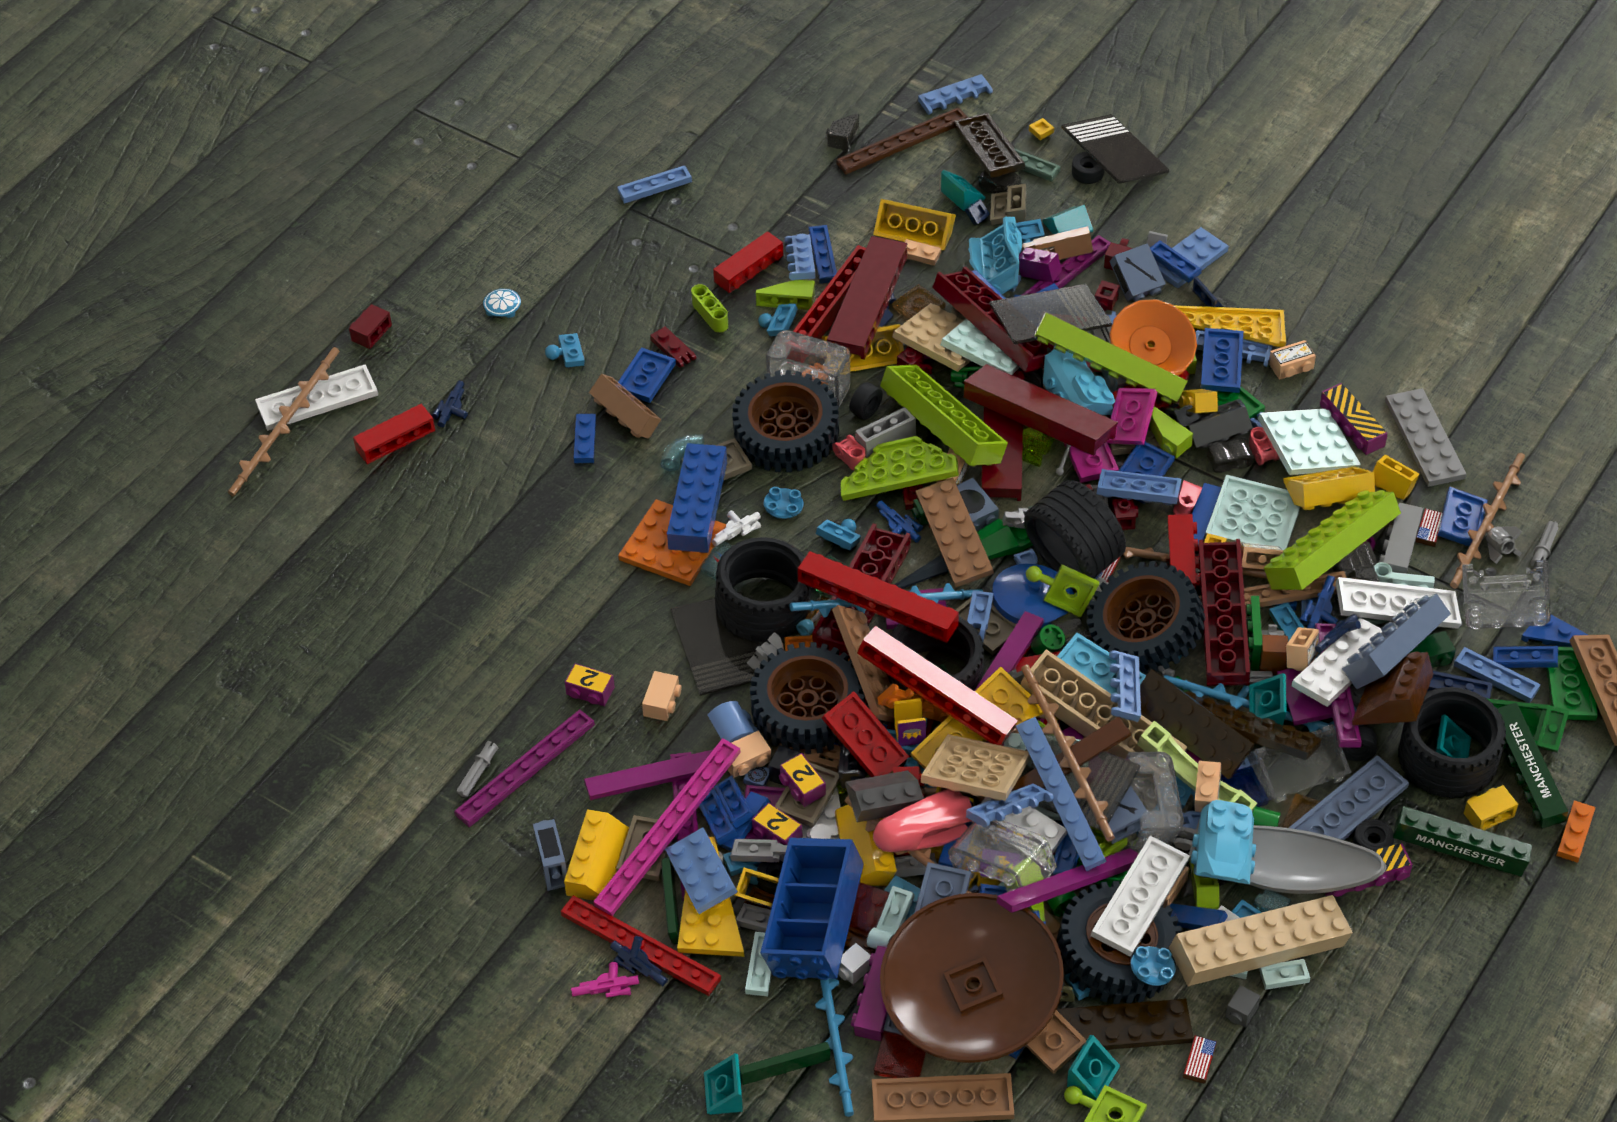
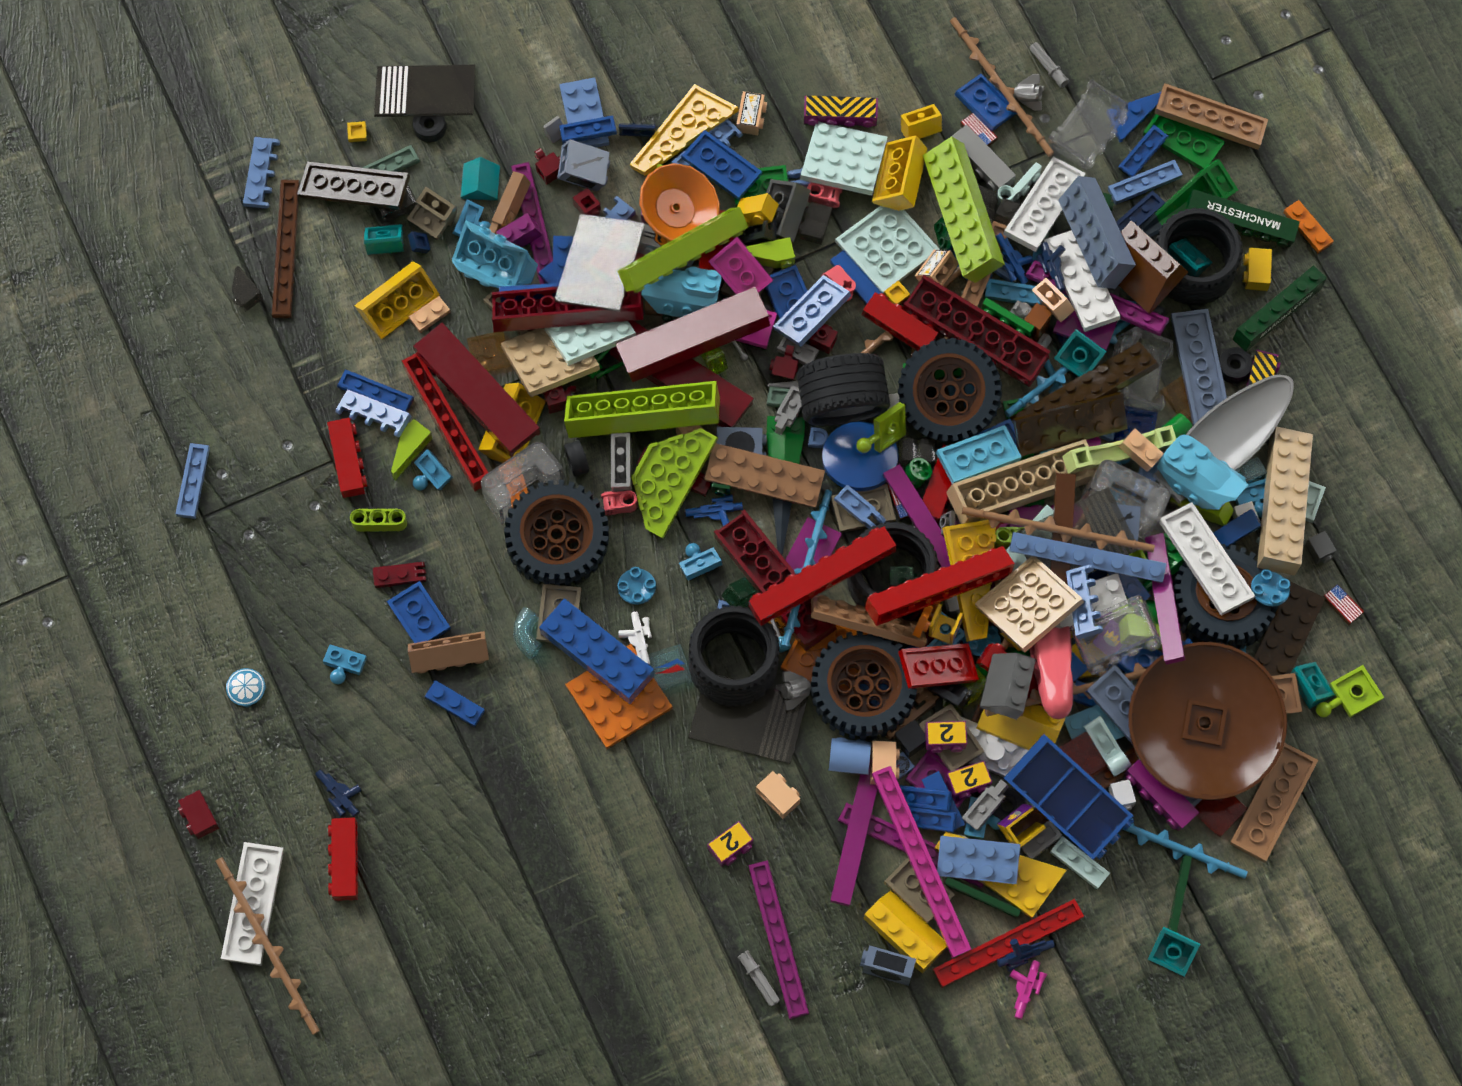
camera: 60 degrees left, 20 degrees up
(1127, 686) = (1016, 447): medium blue hinge -> none
(1425, 437) = (889, 72): light grey plate -> none

